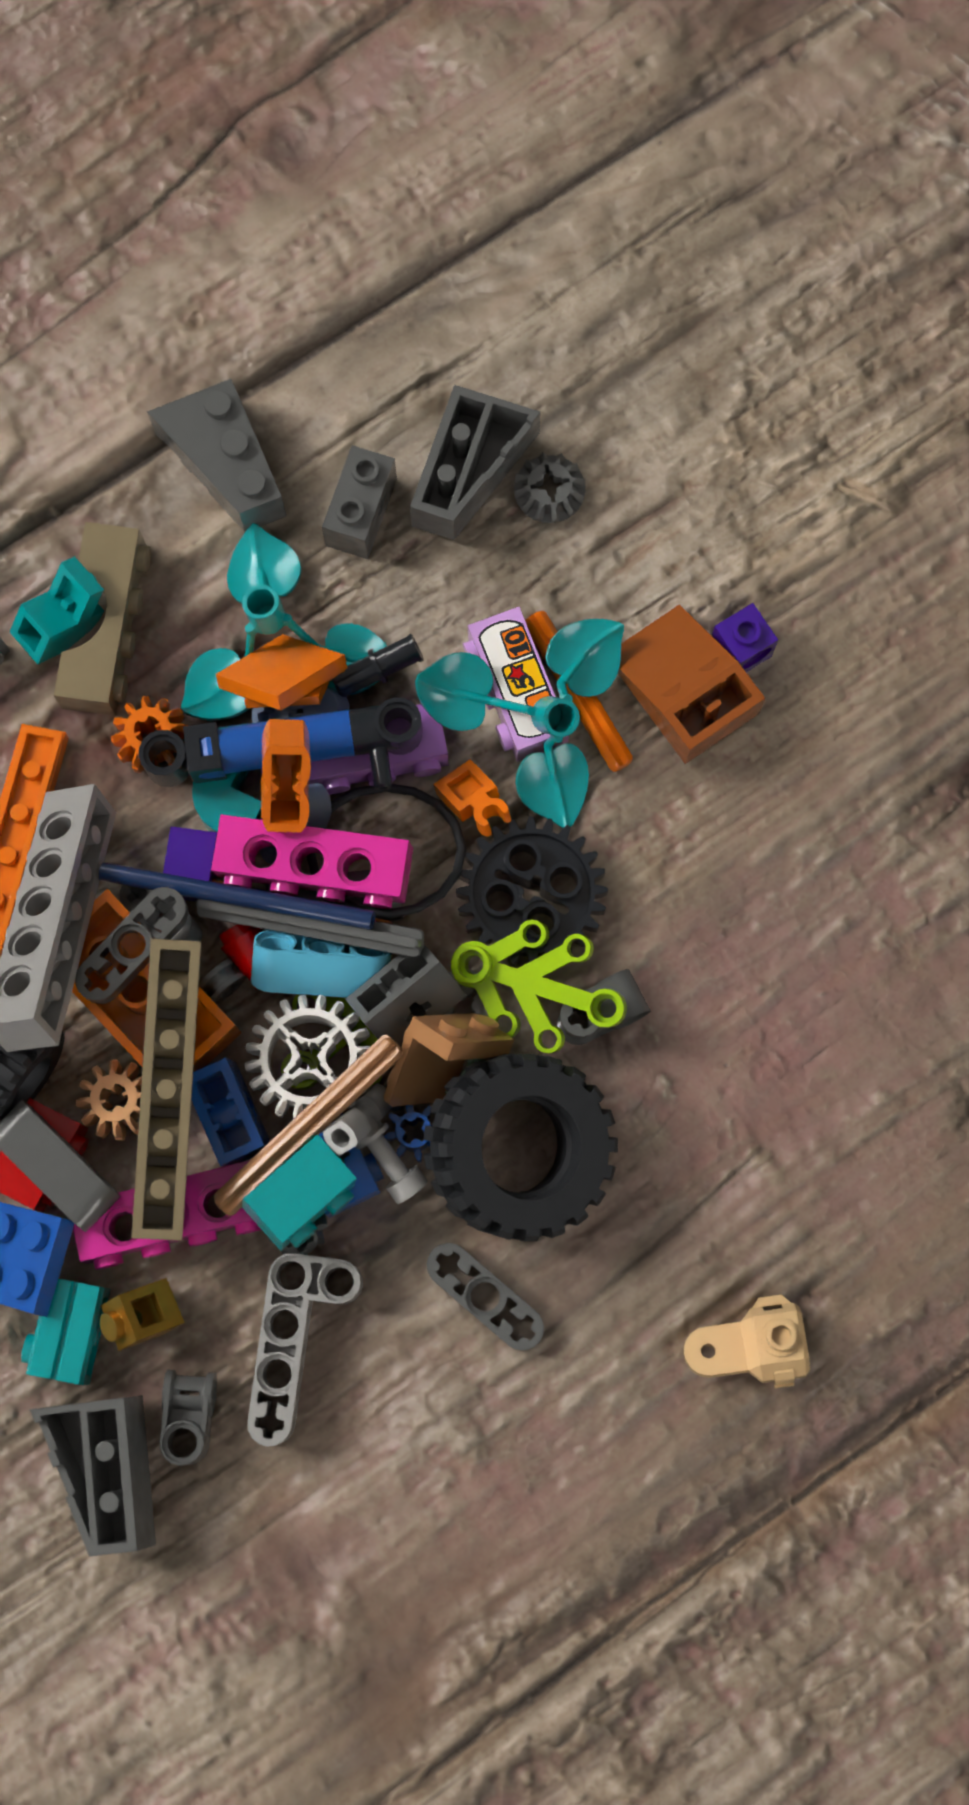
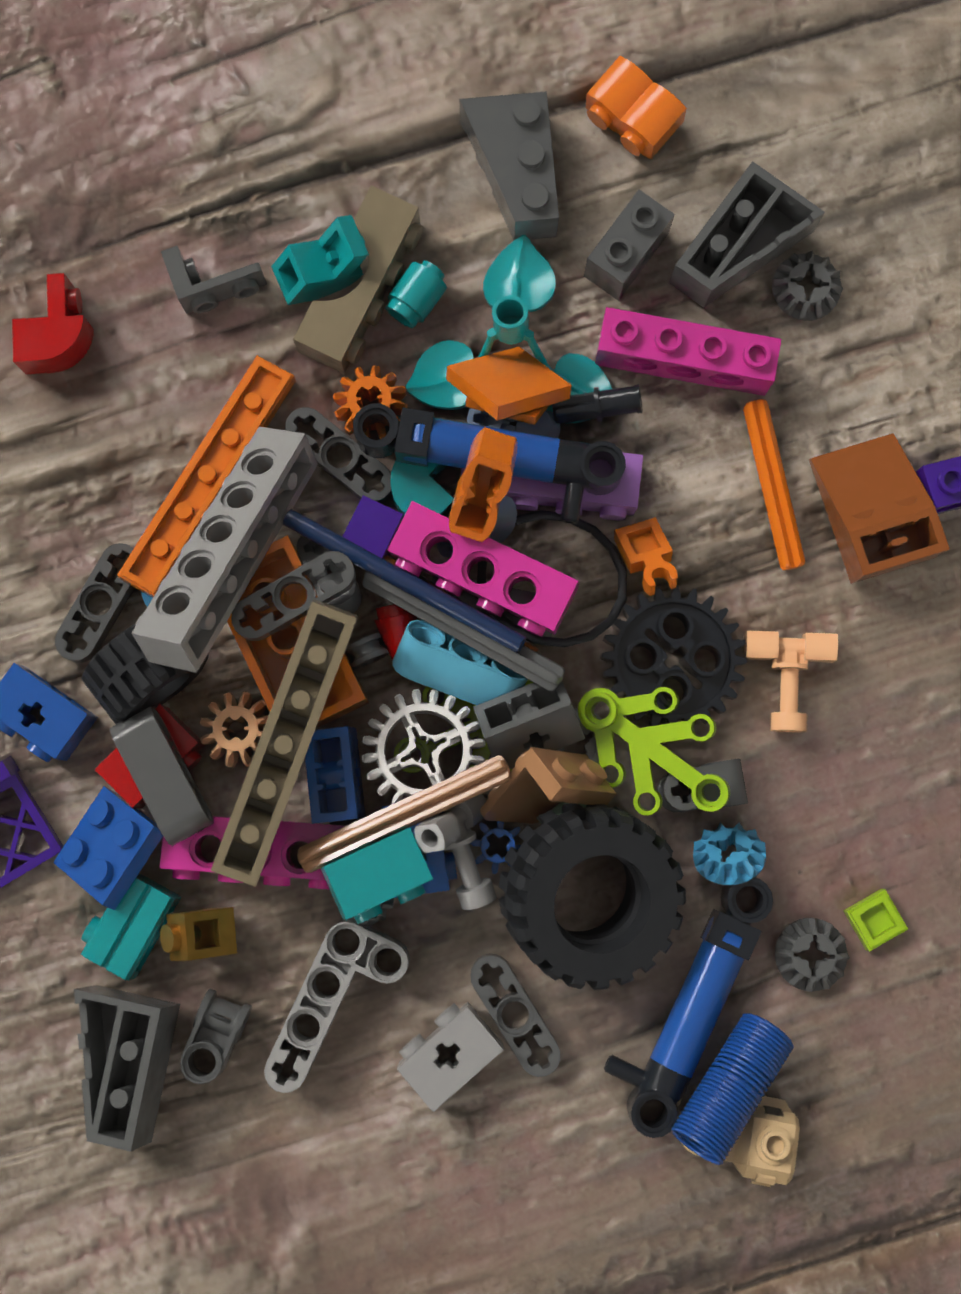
camera: 15 degrees right, 5 degrees up
(163, 614) = (416, 293): none -> teal brick
(172, 797) = (372, 468): none -> dark grey beam
(324, 368) = (634, 108): none -> orange brick
(429, 1385) = (439, 1080): none -> light grey brick
(449, 587) = (687, 351): none -> dark pink brick
(517, 677) = (719, 461): brick -> none
(588, 661) = (792, 462): teal plant -> none
(646, 855) = (790, 657): none -> light nougat bar
(658, 1075) = (740, 866): none -> dark azure gear
(663, 1231) = (724, 947): none -> piece
(721, 1302) = (731, 1094): none -> blue piece
(751, 1160) = (798, 938): none -> dark grey gear
(815, 1086) = (875, 920): none -> lime tile

